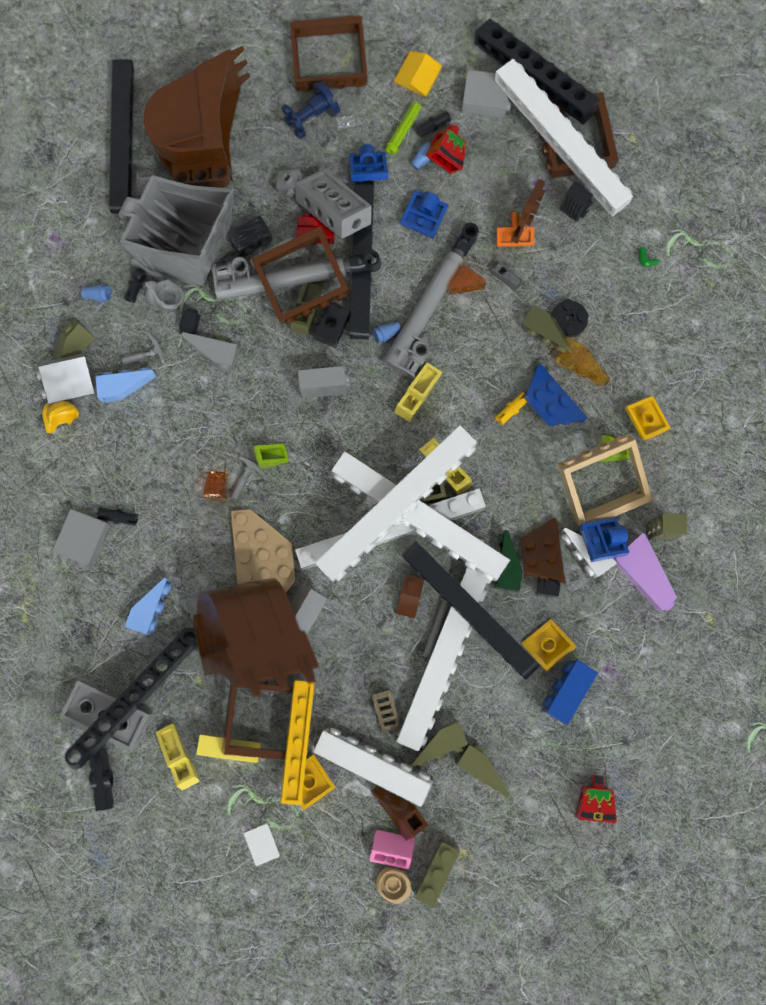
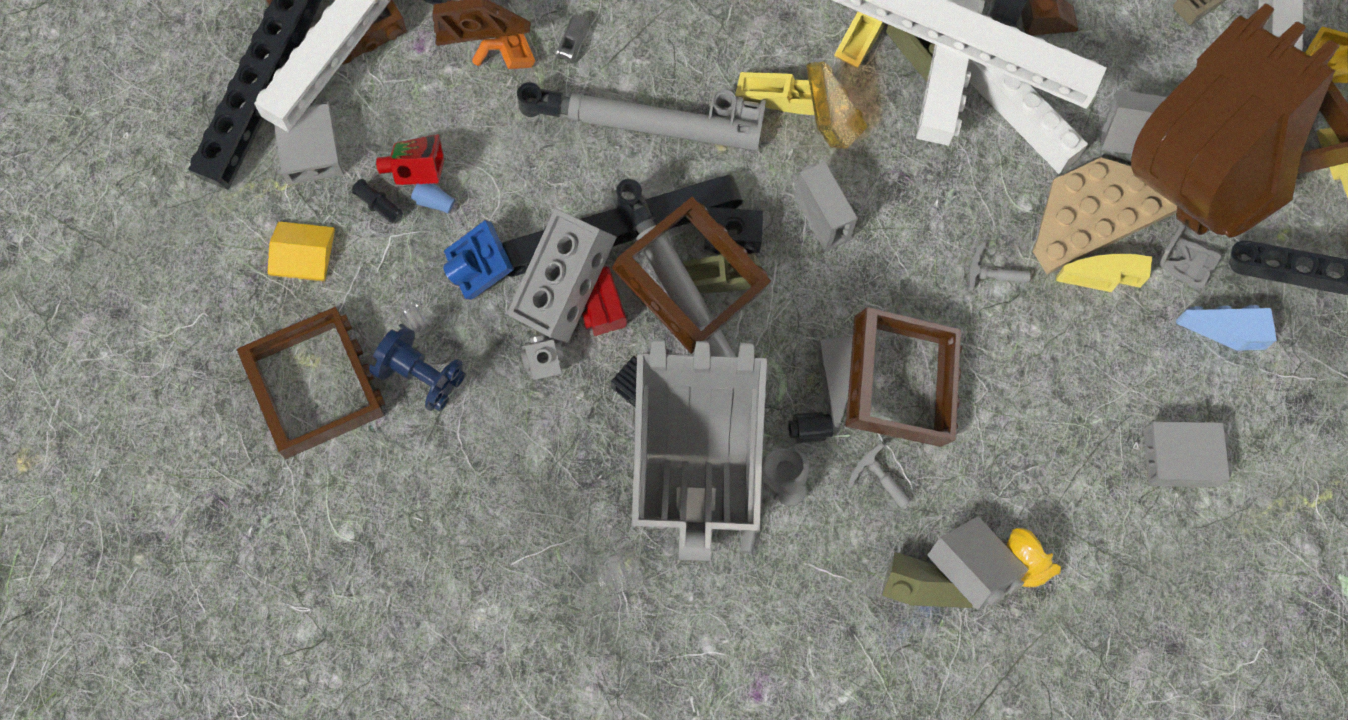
camera: 115 degrees left, 10 degrees down
(98, 293) = (821, 581): medium blue cone -> none
(117, 516) = (1130, 419): black pin -> none
(120, 385) = (948, 490): light blue slope -> none
(121, 133) = (551, 649): black beam -> none
(138, 275) = (791, 529): black pin -> none
(171, 409) = (862, 376): none -> reddish brown window
(194, 121) = (517, 509): reddish brown piece -> none
(216, 486) = (1028, 299): clear orange slope -> none
(216, 546) = (1107, 271): none -> light yellow slope
(270, 455) = (952, 246): lime slope -> none
(381, 416) = (833, 110): none -> clear yellow slope
(384, 332) = (715, 161): medium blue cone -> none
(393, 145) = (398, 239): lime axle -> none
(424, 213) = (521, 167): blue plate -> none
(466, 281) = (601, 81): clear orange slope -> none

